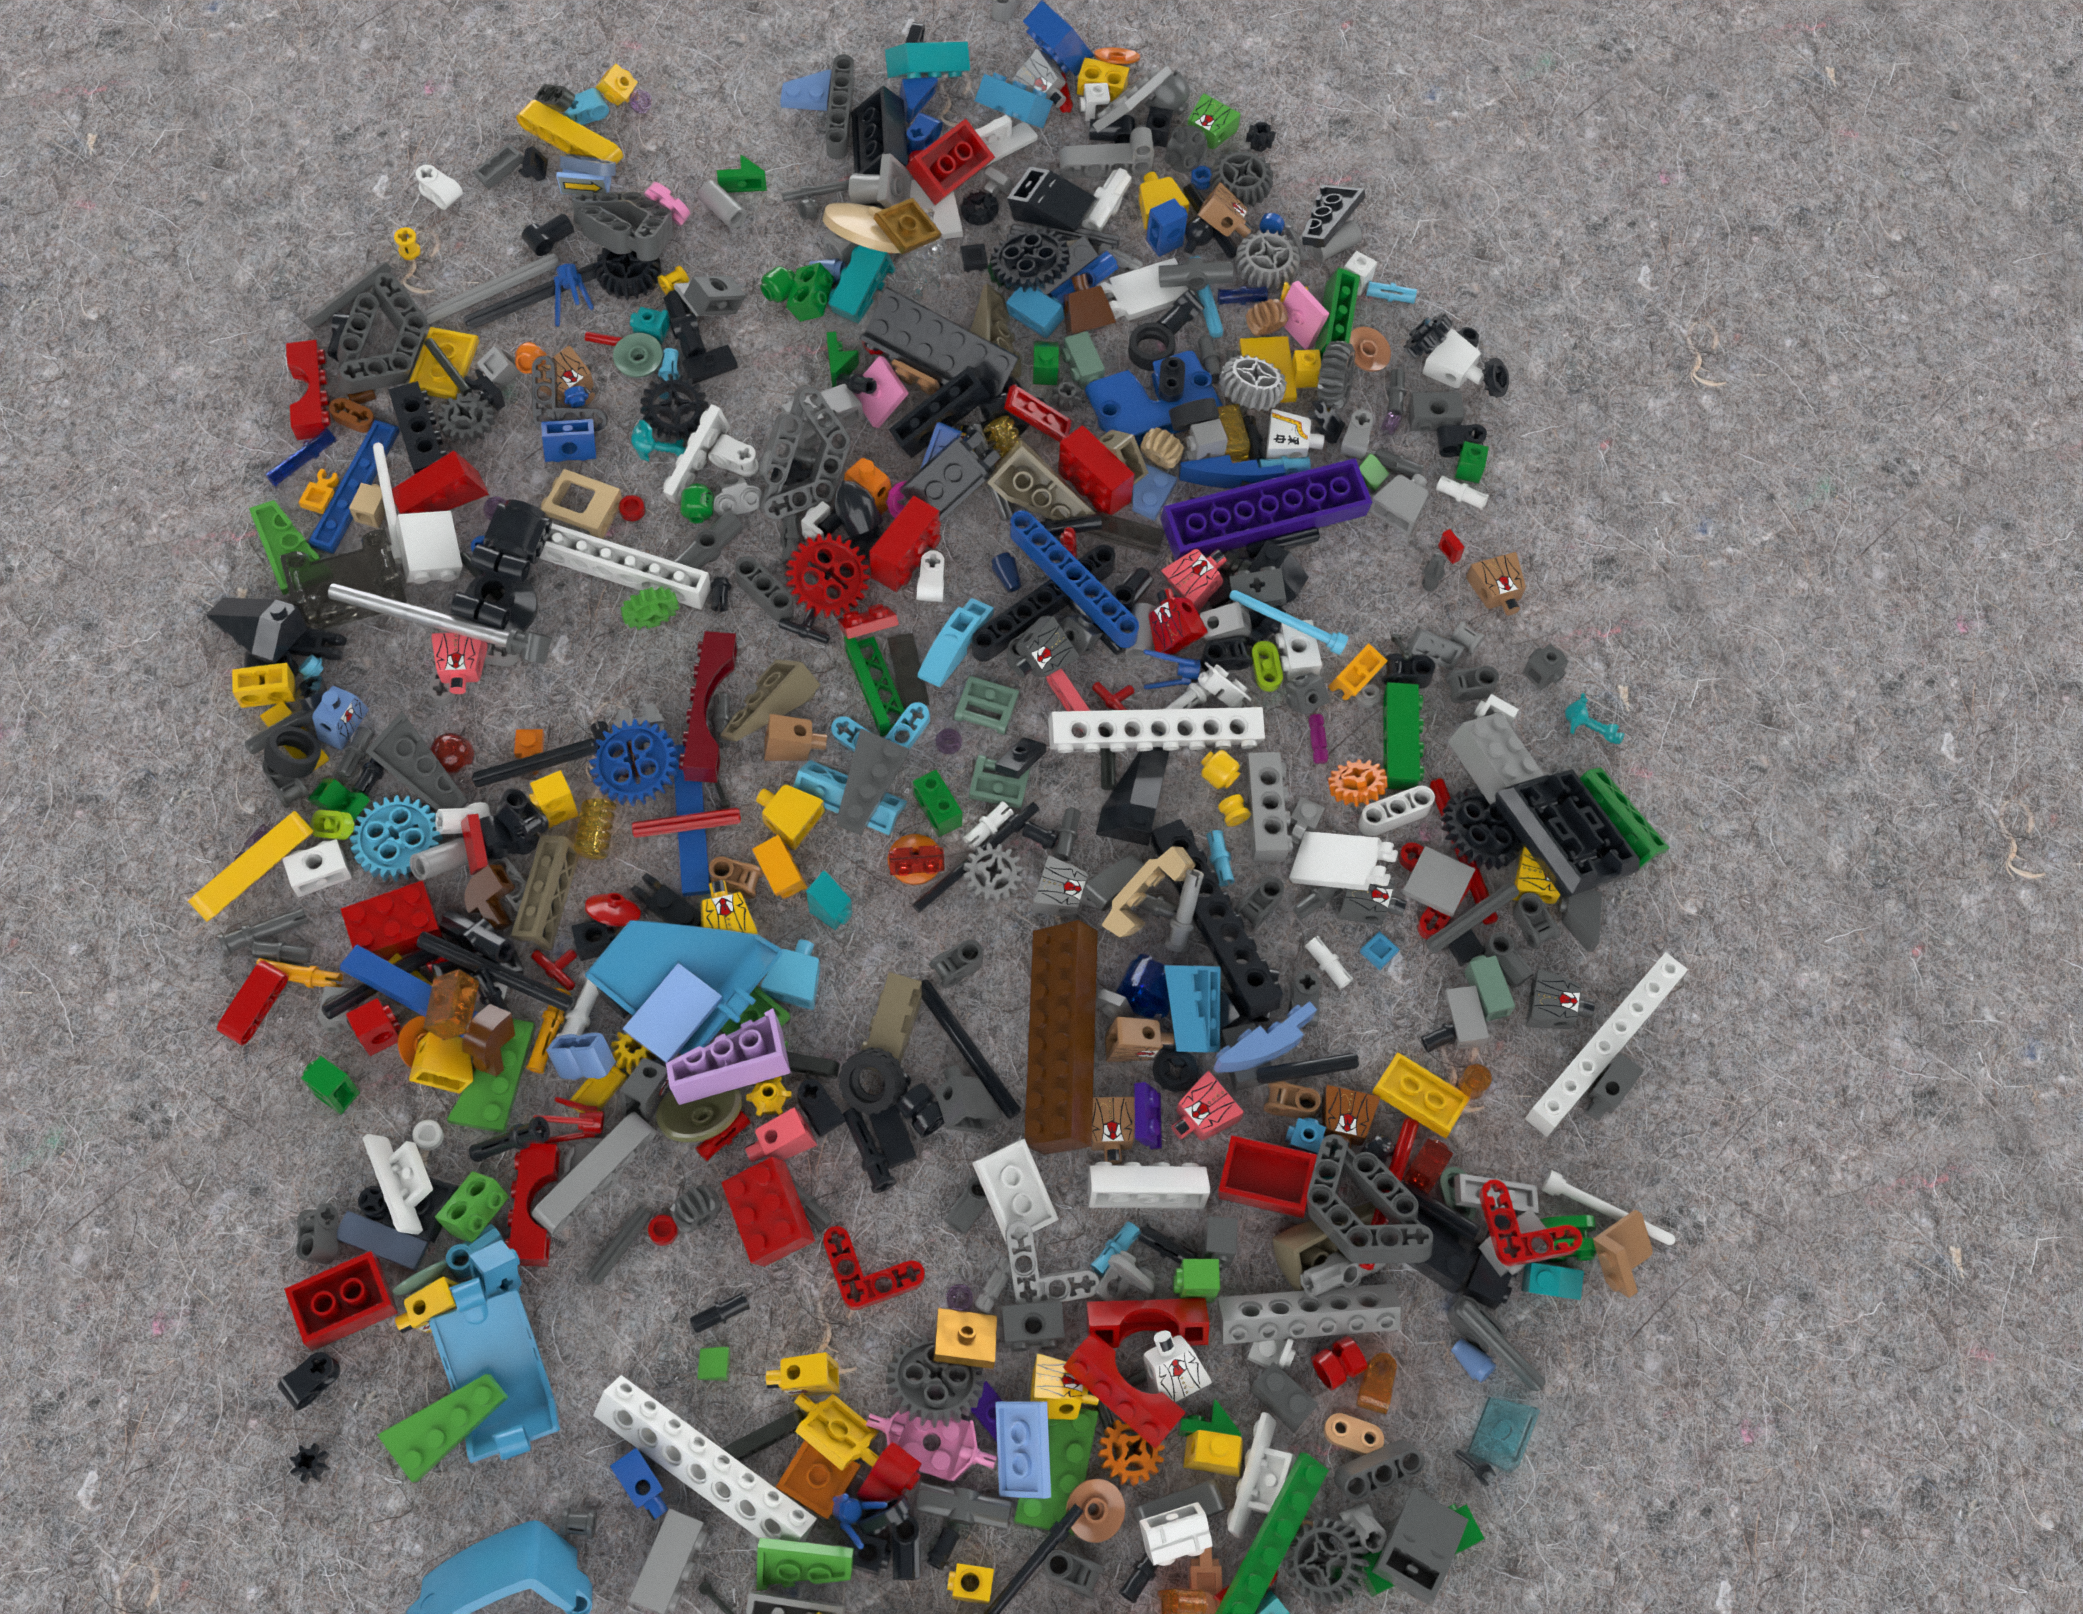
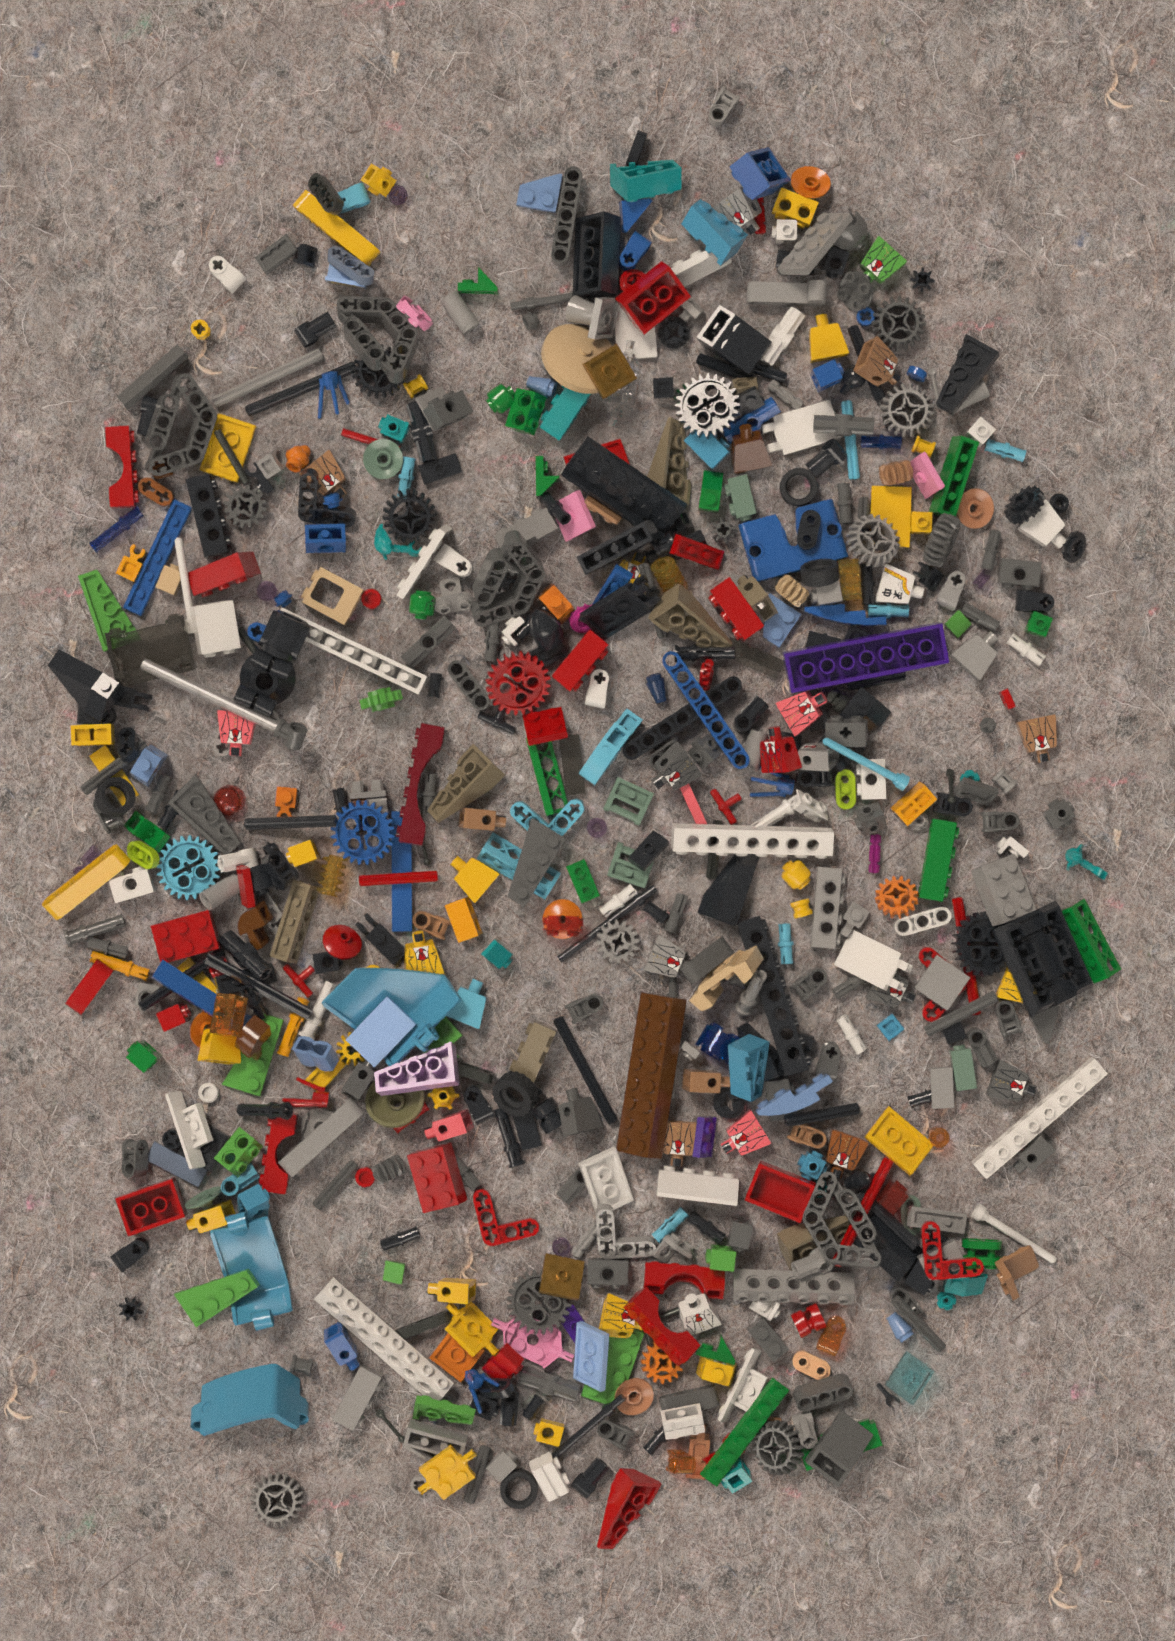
camera: 10 degrees right, 25 degrees up
(311, 667) = (126, 719): medium azure plate -> none
(1528, 1320) = (946, 1305): none -> teal plate

